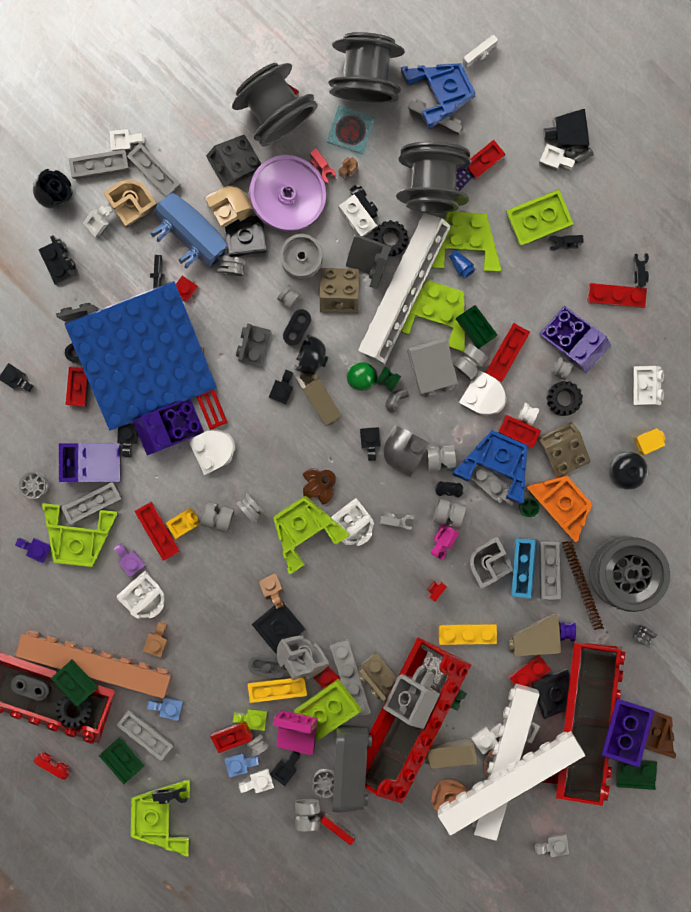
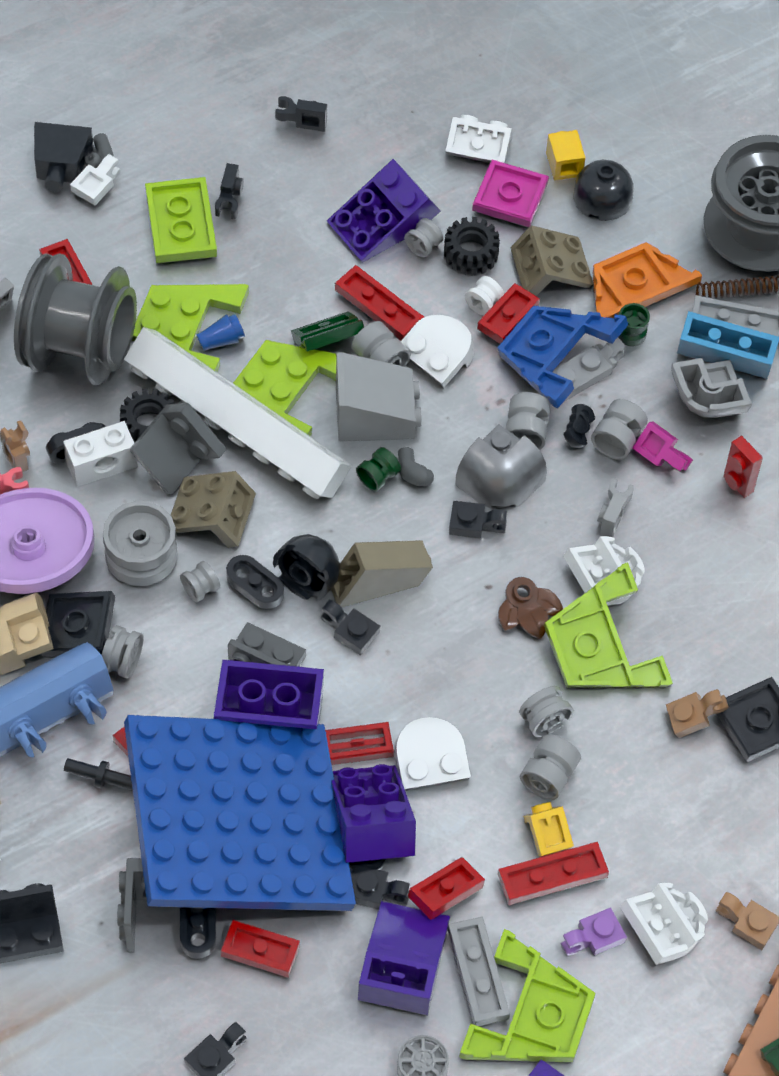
camera: 80 degrees left, 30 degrees down
(133, 476) = (446, 888): none -> red plate
(216, 354) = (269, 694): none -> dark purple slope
(361, 376) = (362, 508): green hair -> none
(611, 413) = (510, 193): none -> dark pink plate
(617, 295) = (330, 153): red plate -> none

